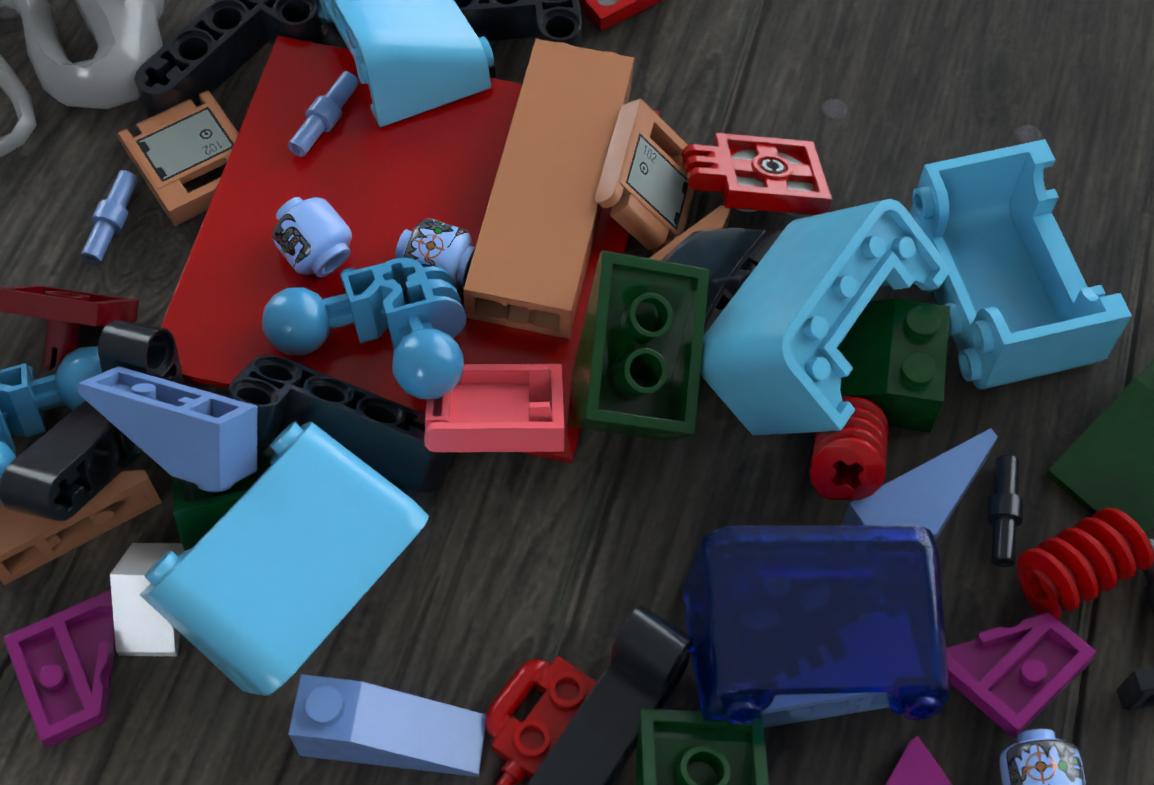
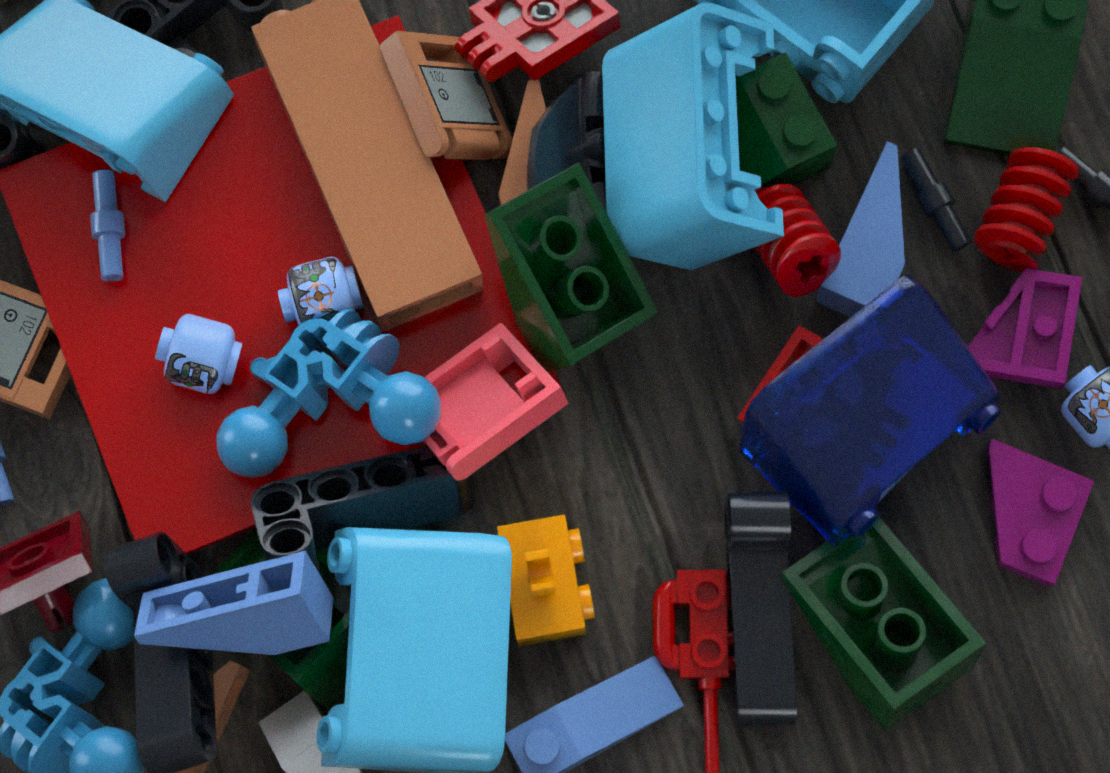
camera: 30 degrees left, 15 degrees up
(439, 586) = (544, 581): none -> light orange brick

